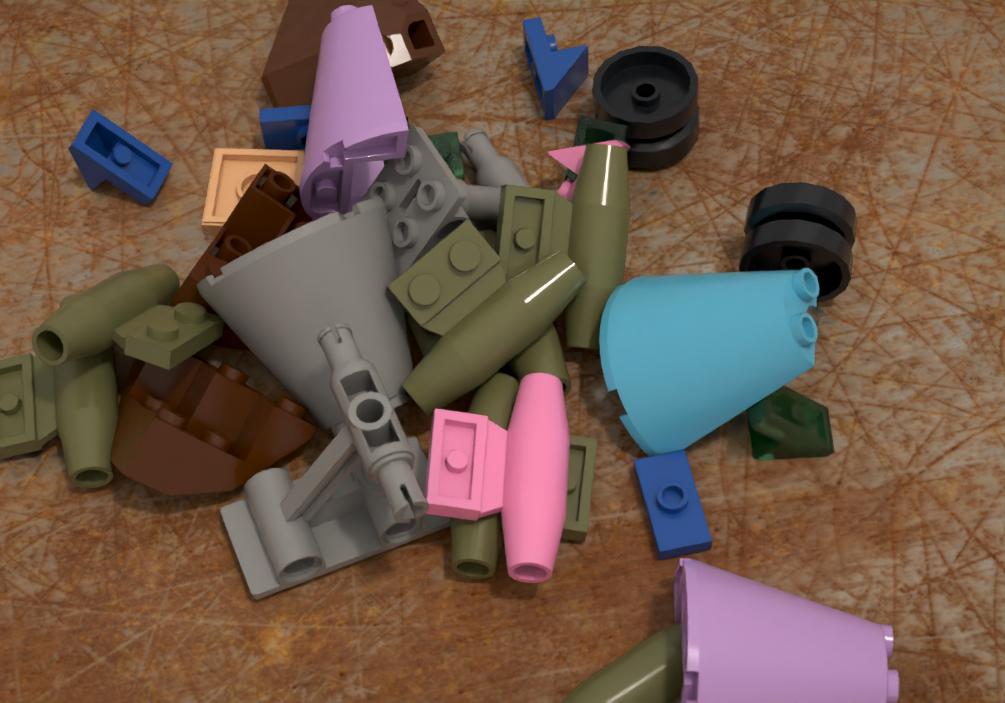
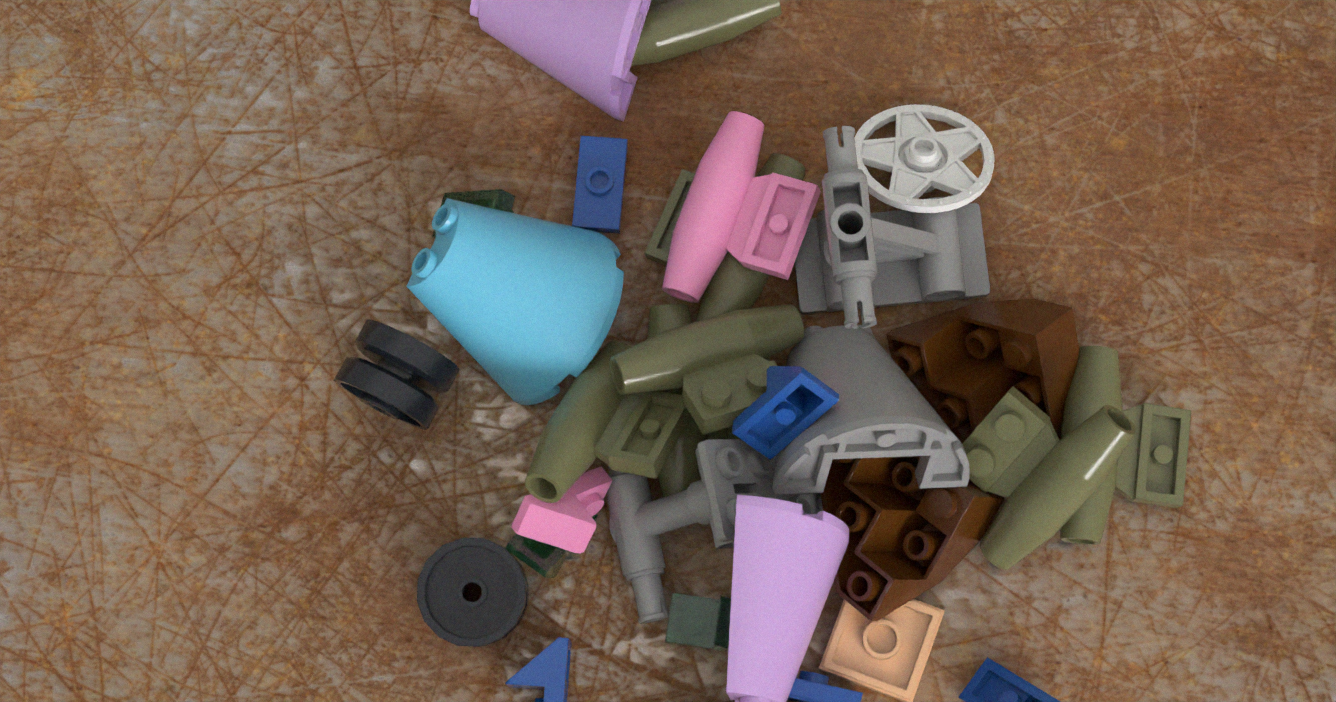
camera: 160 degrees left, 20 degrees up
(324, 611) = (924, 158): none -> white wheel
(386, 256) = (785, 410): none -> blue slope

